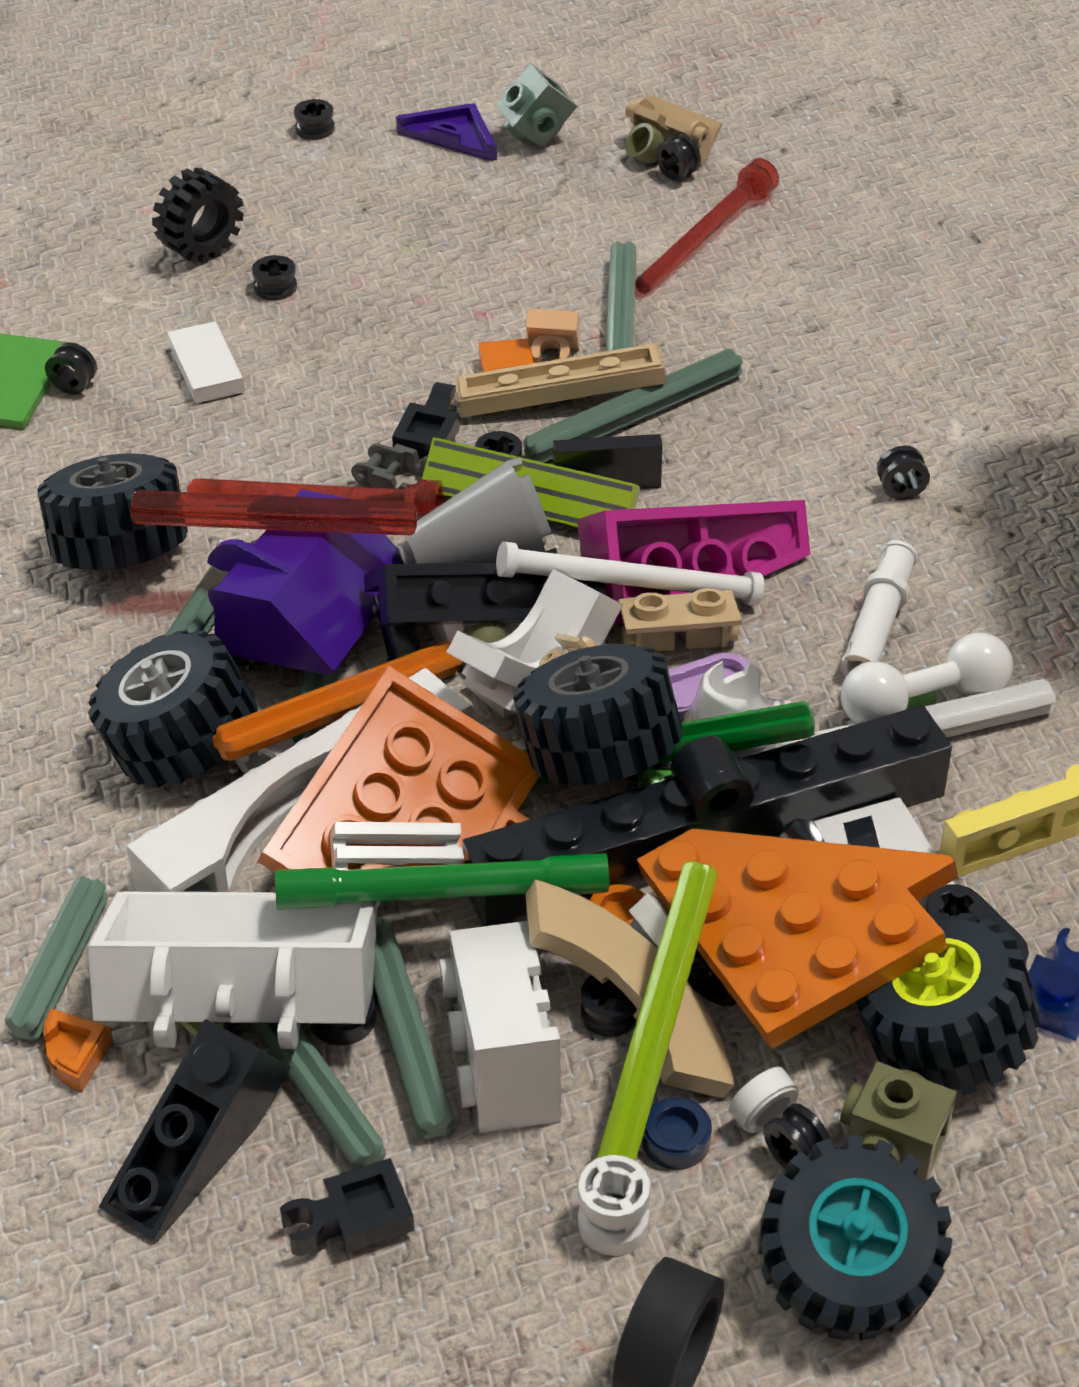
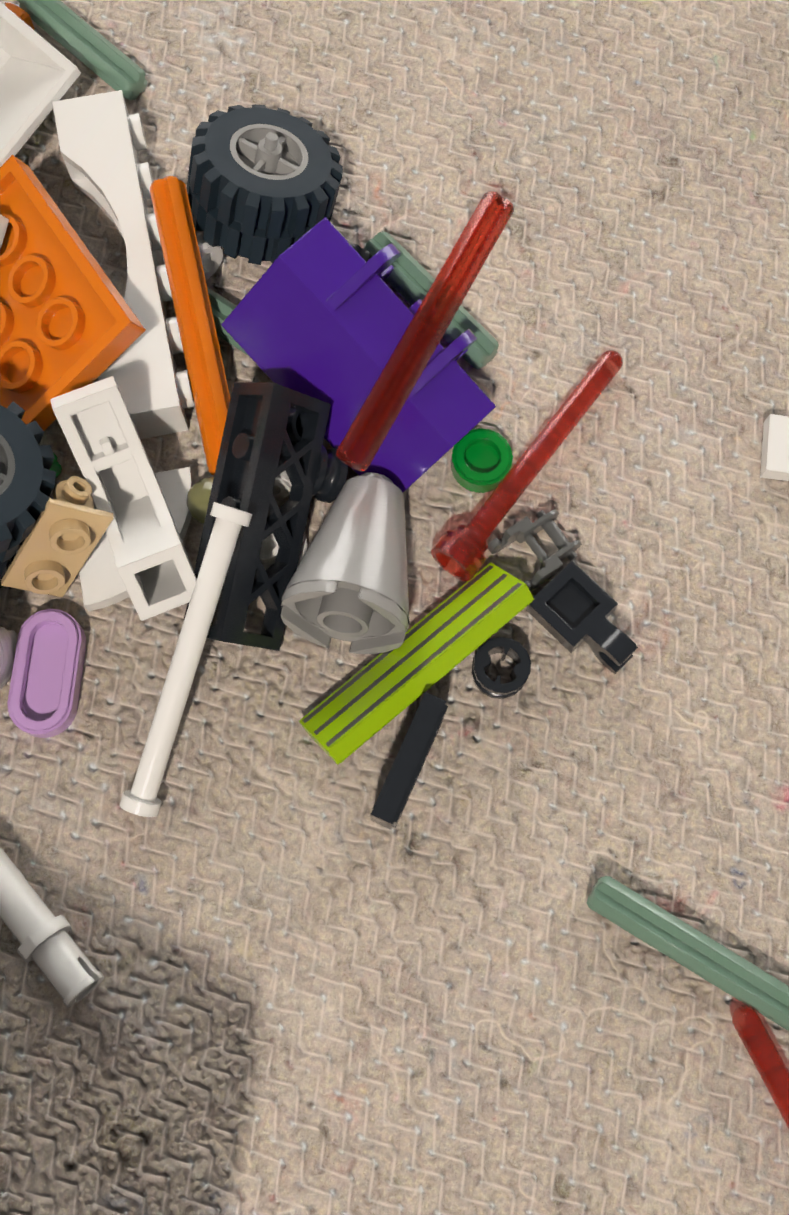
camera: 115 degrees right, 30 degrees up
(90, 516) = (573, 238): black wheel -> none
(504, 354) = (665, 765): orange tile -> none
(552, 330) = (681, 836): light nougat tile -> none
(560, 380) = (583, 799): tan tile -> none
(636, 404) = (509, 869): sand green axle -> none
(697, 538) = (224, 768): dark pink wedge -> none
(705, 617) = (122, 691): tan hinge -> none
(903, 484) = (207, 1090): black bush -> none

